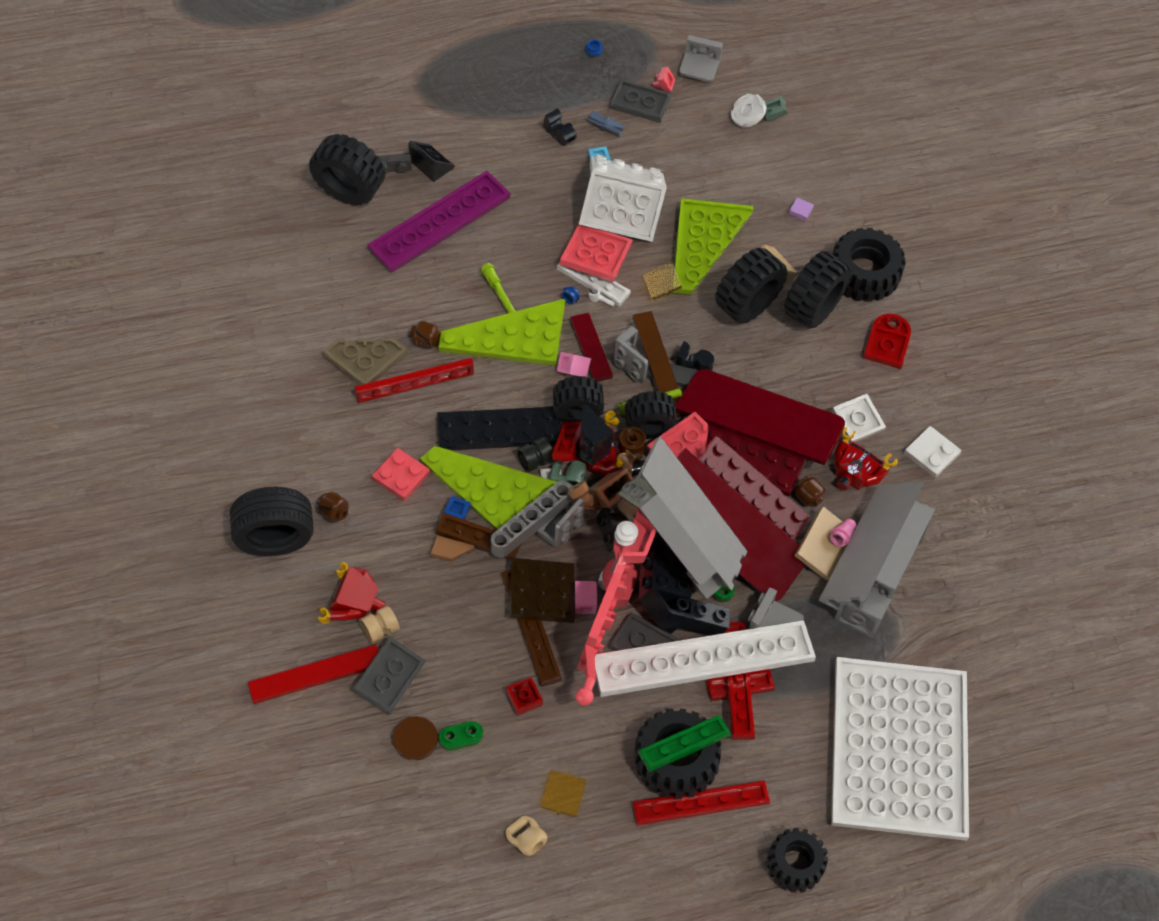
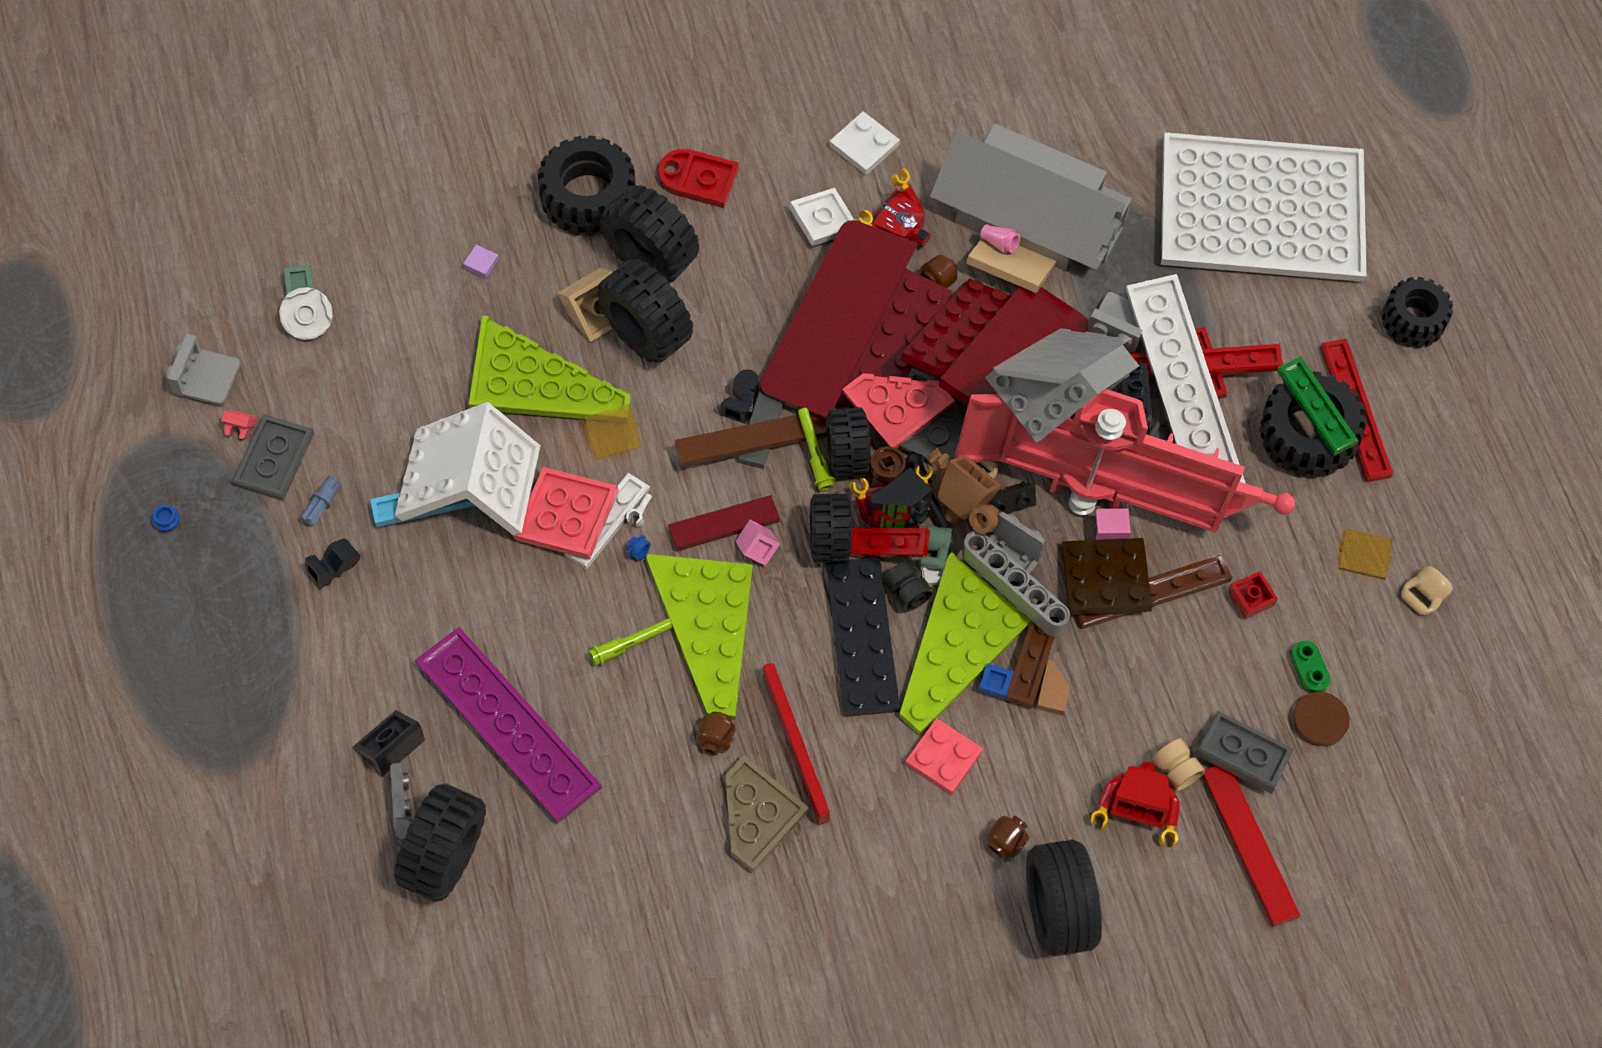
camera: 90 degrees left, 5 degrees up
(628, 358) = (747, 477): light grey bracket -> none

